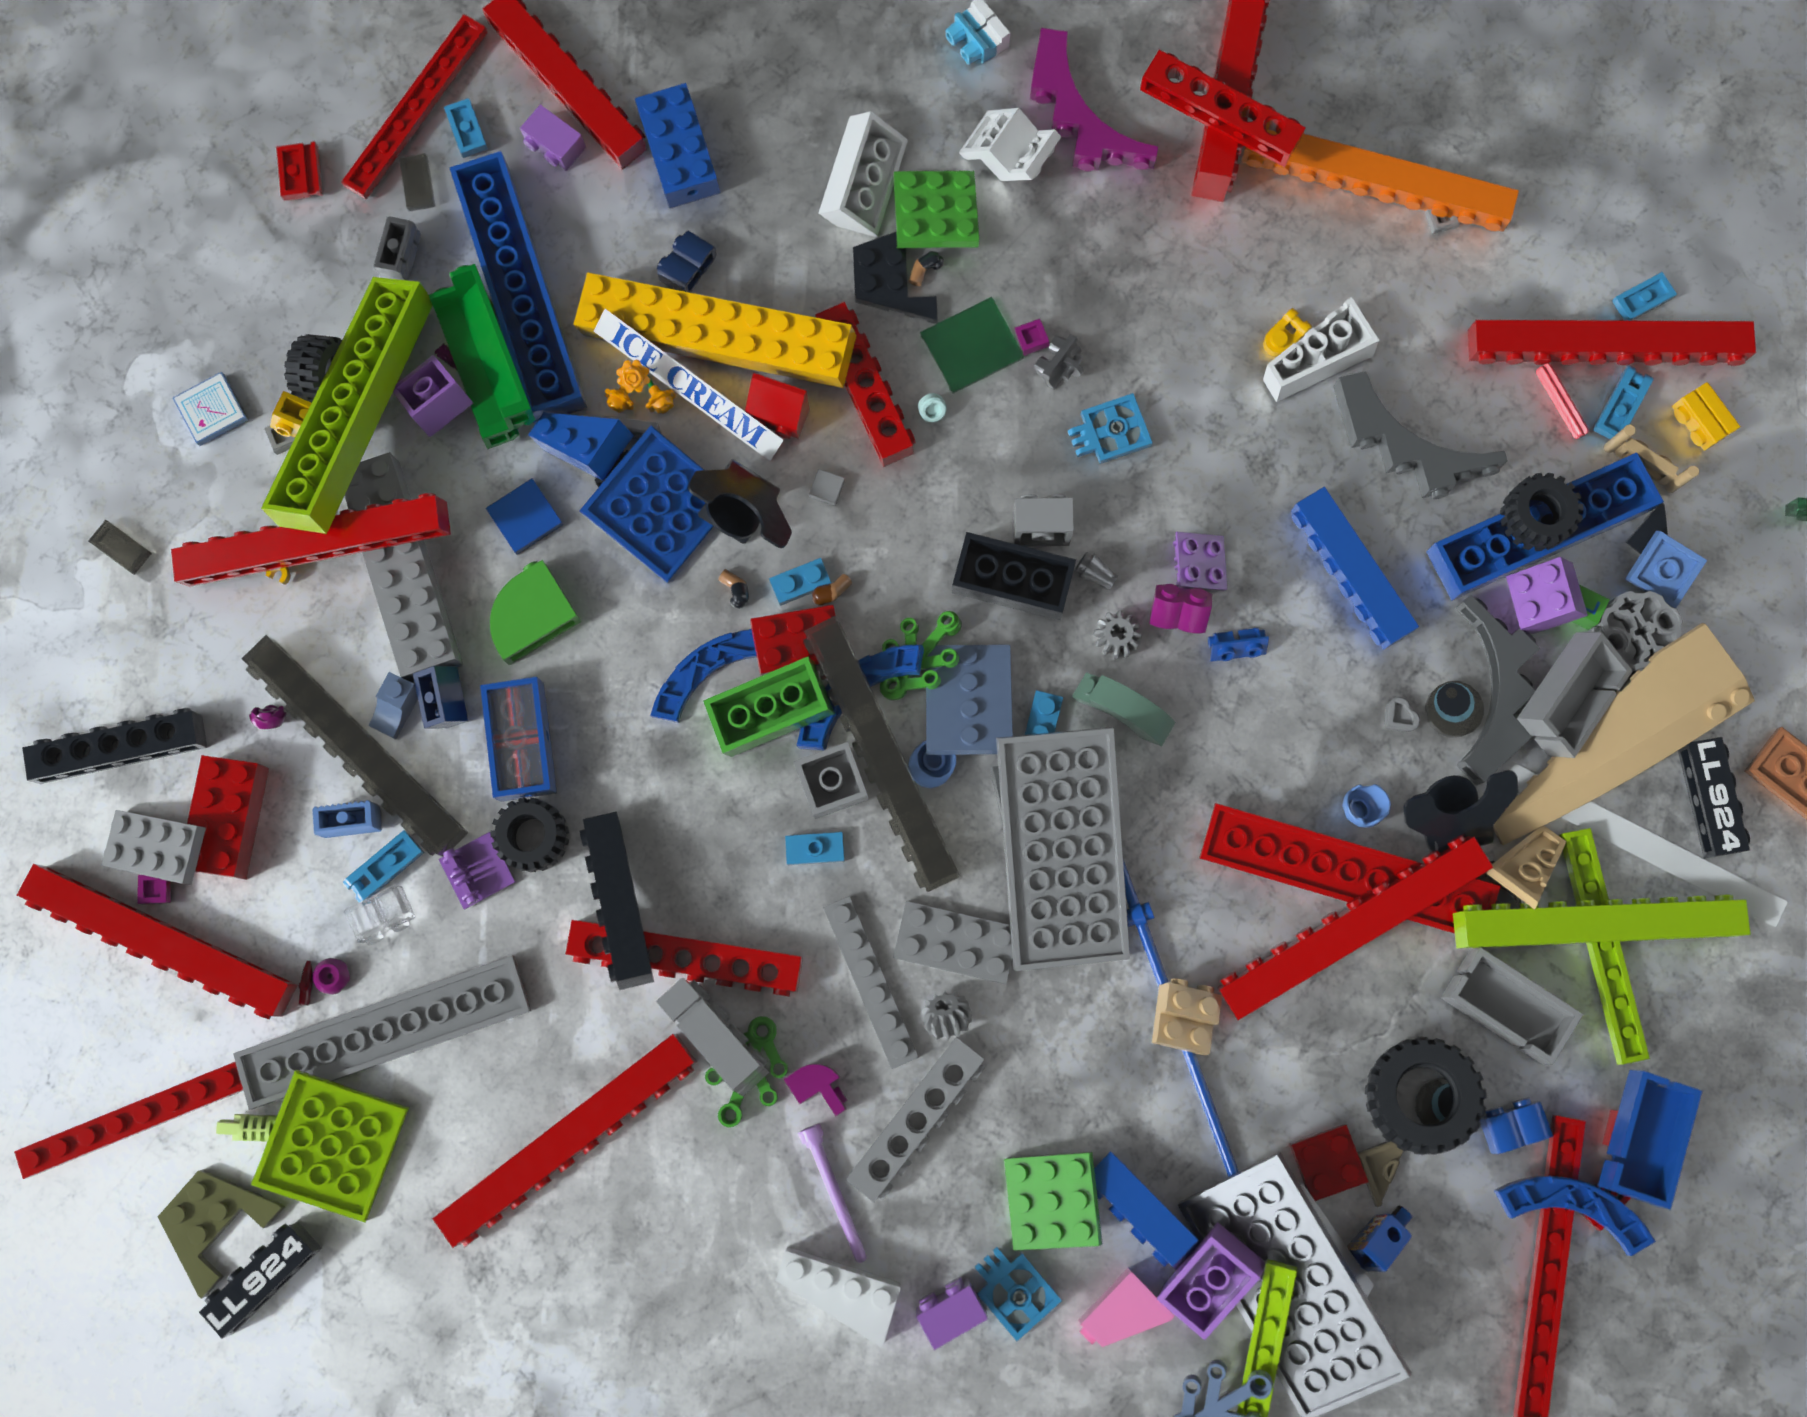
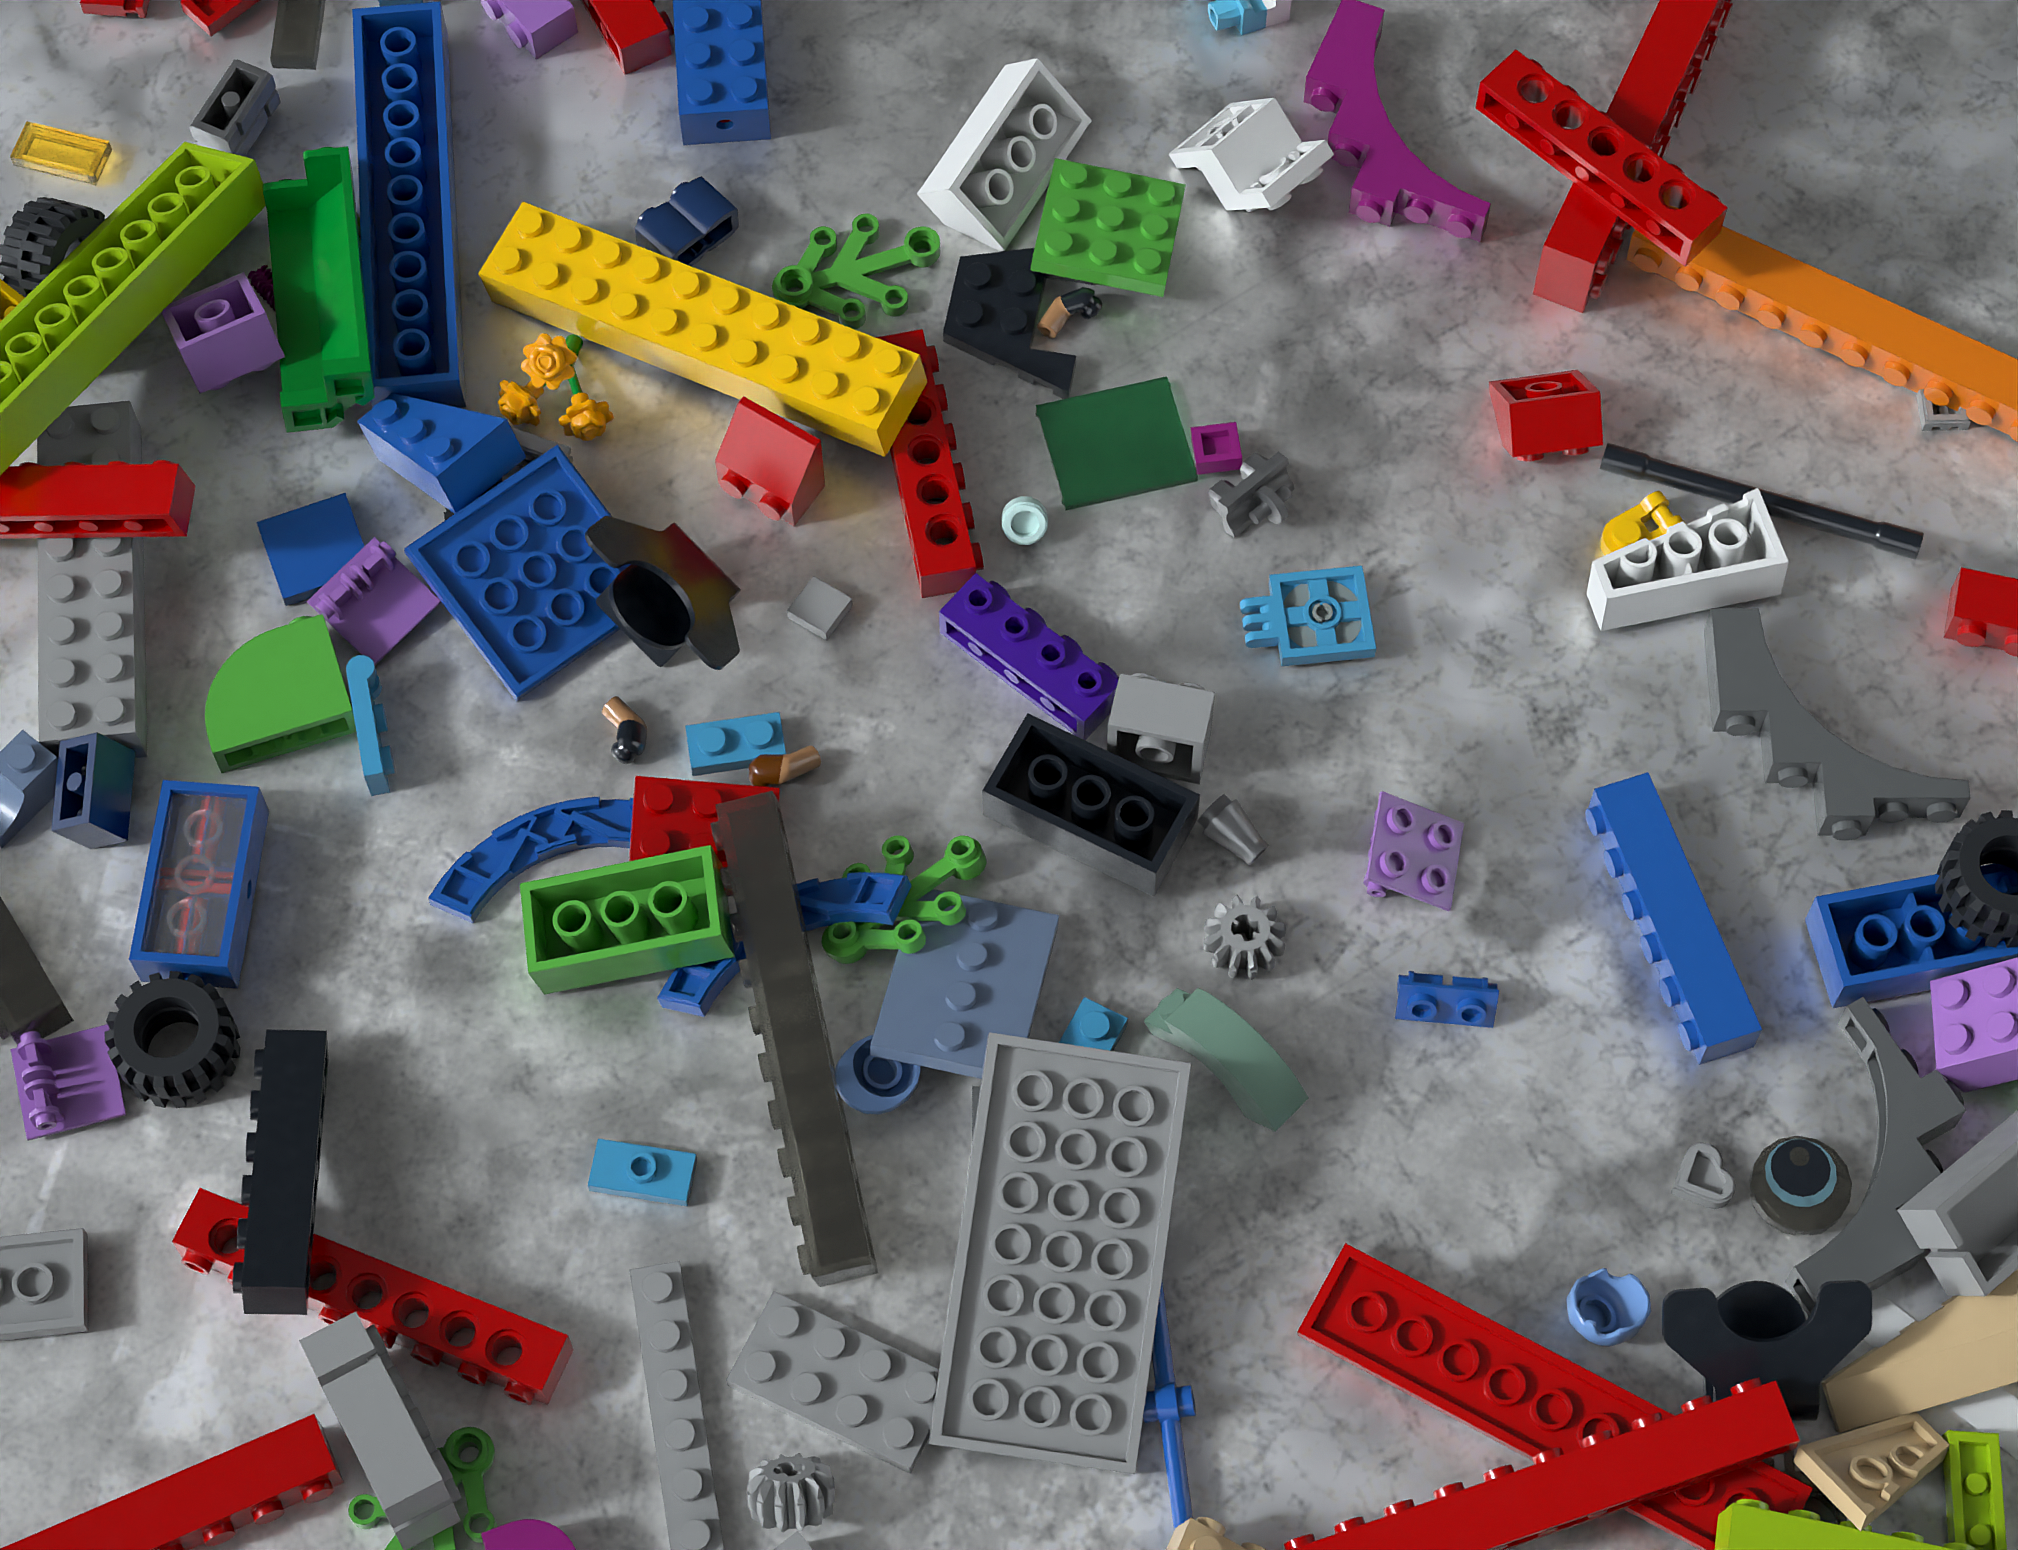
camera: 10 degrees right, 15 degrees down
(298, 296) = (61, 153): none -> clear yellow tile
(568, 542) = (374, 601): none -> medium lavender hinge
(587, 619) = (369, 723): none -> dark azure plate
(688, 385) = (638, 403): white sticker -> none
(790, 270) = (852, 272): none -> bright green plant
(831, 780) = (698, 1062): light grey brick -> none
(956, 491) = (1029, 655): none -> dark purple brick
(1181, 608) = (1360, 915): magenta brick -> none
(1218, 272) = (1547, 414): none -> red slope
(1423, 306) = (1879, 534): none -> black piece

